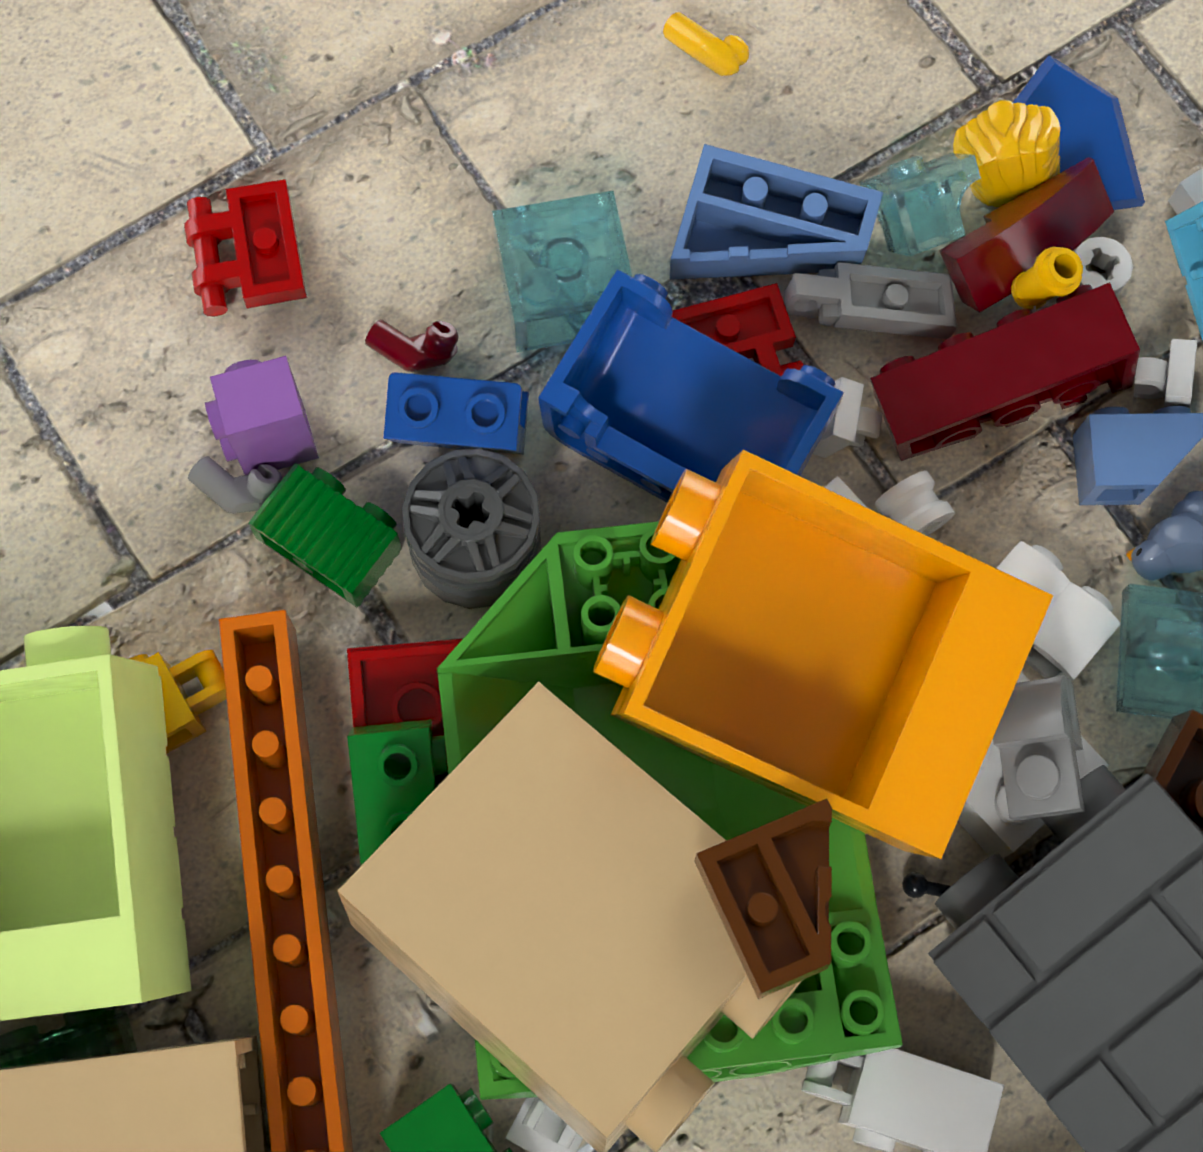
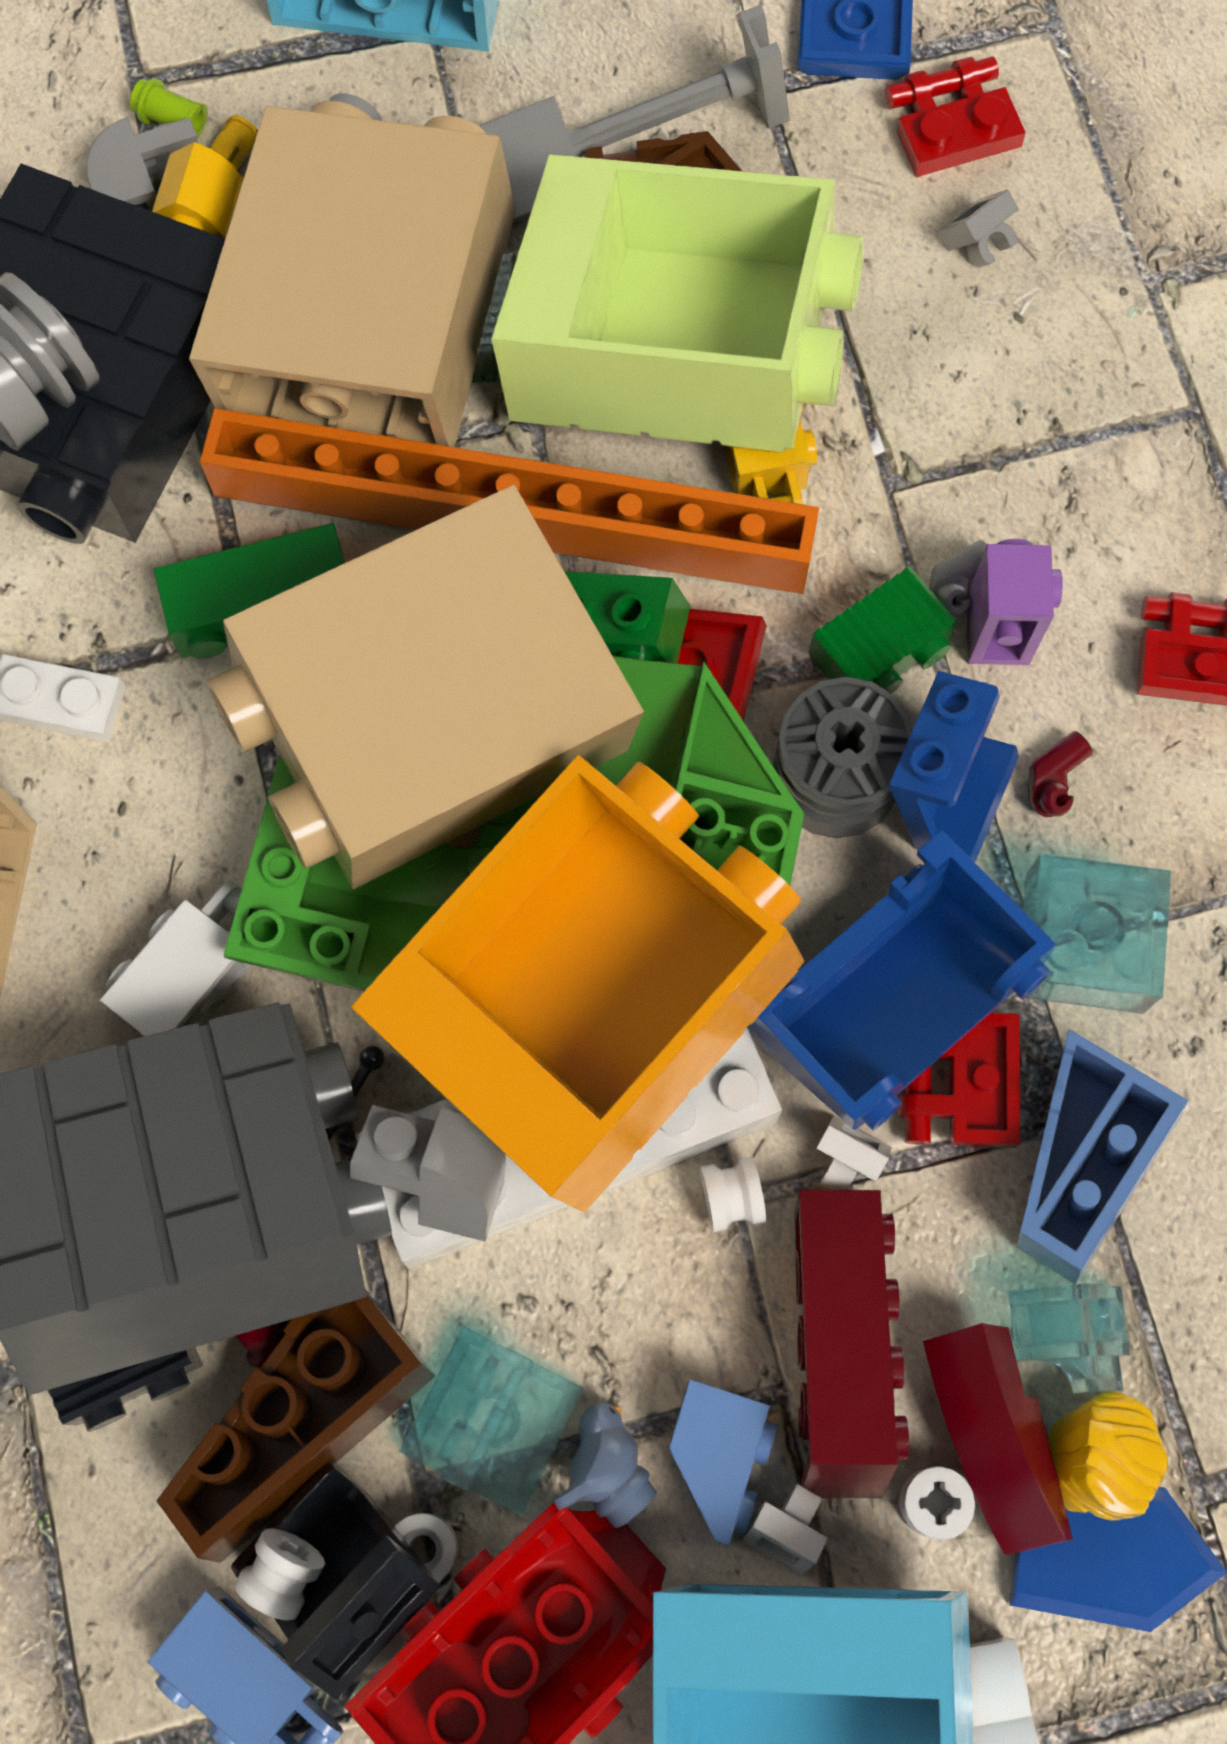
camera: 115 degrees right, 0 degrees up
(775, 896) = (364, 826): reddish brown wing -> none
(875, 300) = (971, 1243): light grey hinge -> none
(1054, 273) = (929, 1428): yellow pin -> none
(1075, 621) = (581, 1281): white brick -> none

